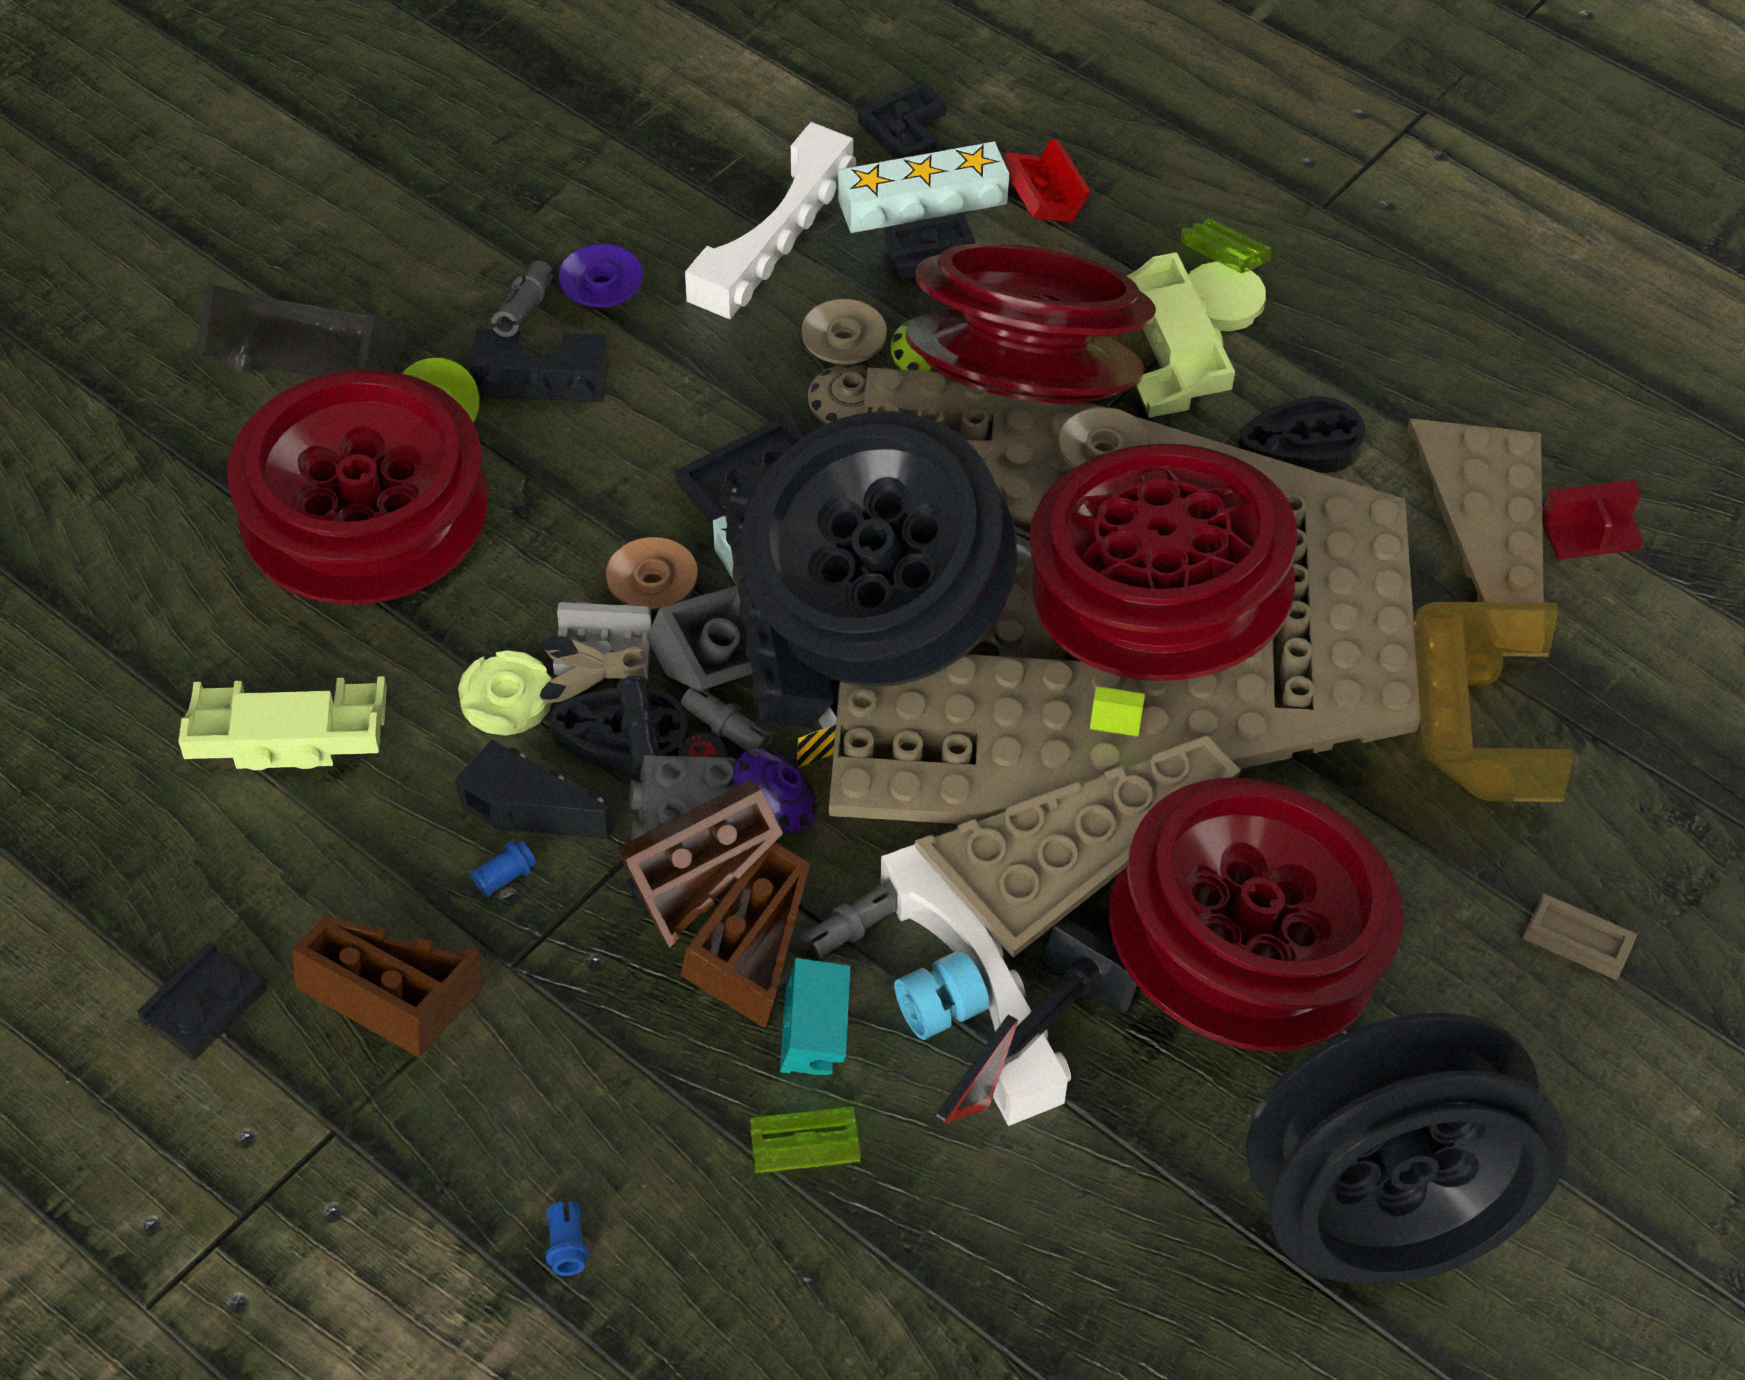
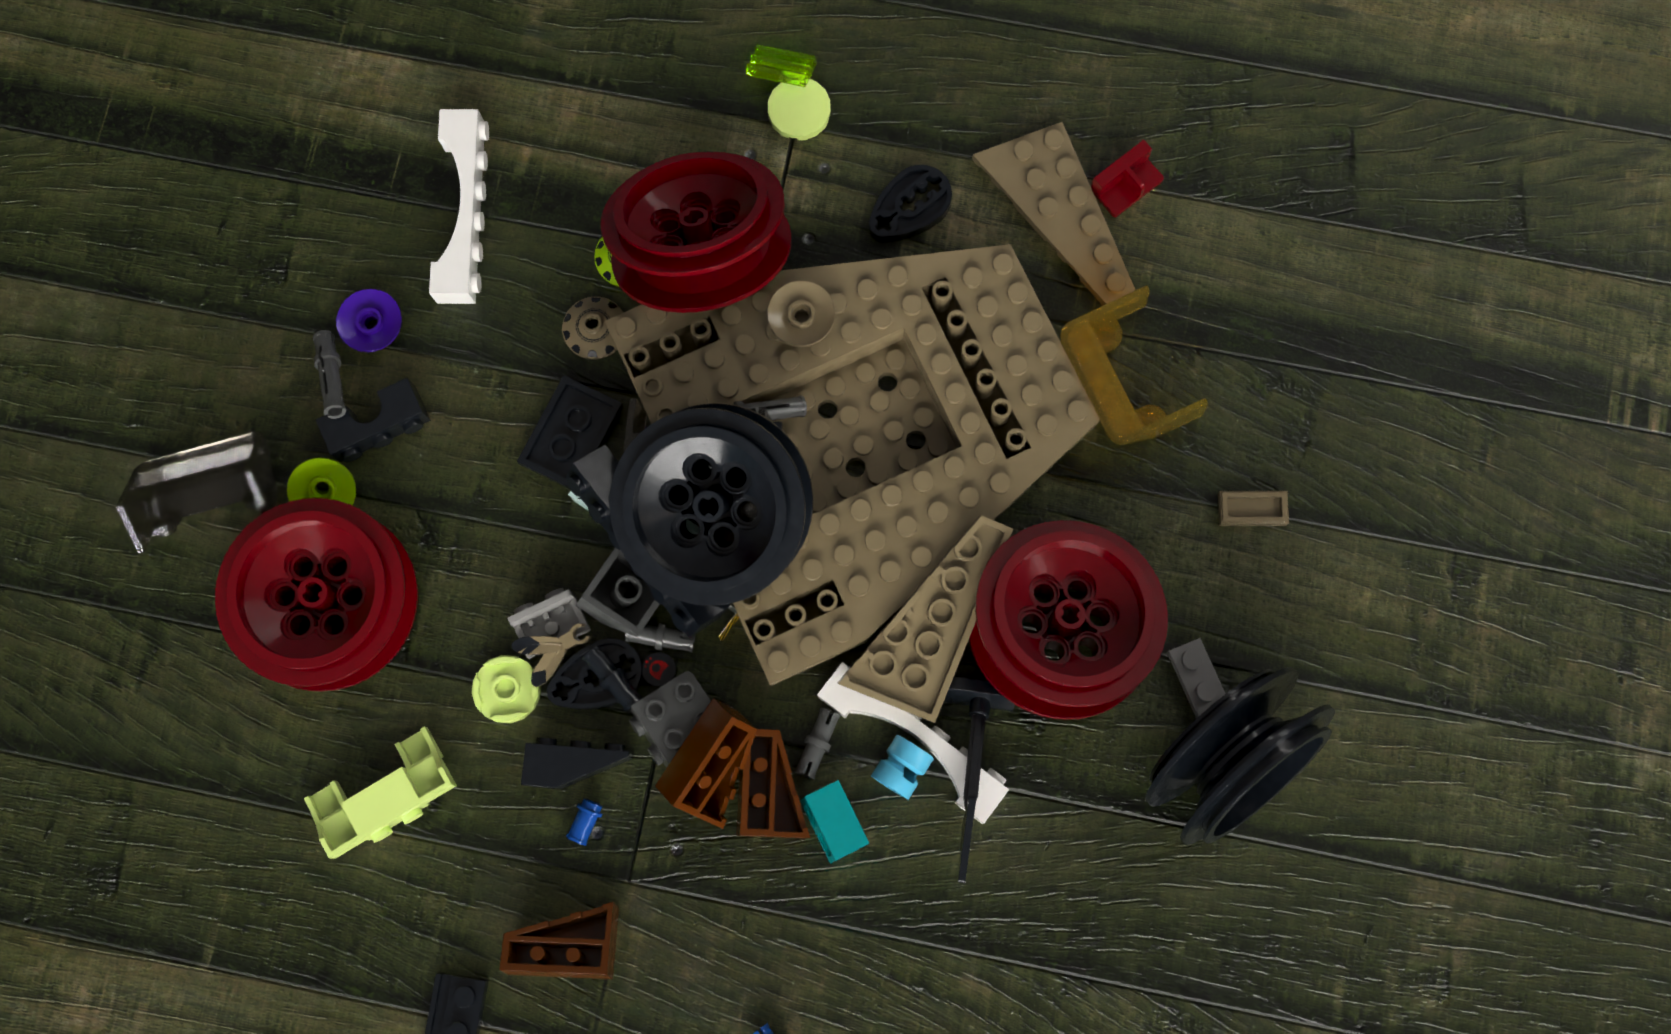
camera: 20 degrees left, 25 degrees up
(651, 573) = (540, 538): medium nougat dish -> none
(783, 787) = (712, 681): dark purple dish -> none
(804, 1148) = (846, 921): clear neon green tile -> none
(844, 331) = (559, 267): dark tan dish -> none
(900, 118) = (494, 68): black plate -> none
(923, 187) = (547, 121): light aqua brick -> none
(923, 239) = (581, 171): black plate -> none
(1048, 183) = (630, 73): red bracket -> none
(1117, 711) = (917, 527): lime tile -> none
(1163, 561) = (892, 460): dark red wheel -> none
(1181, 339) = (799, 171): yellowish green bracket -> none

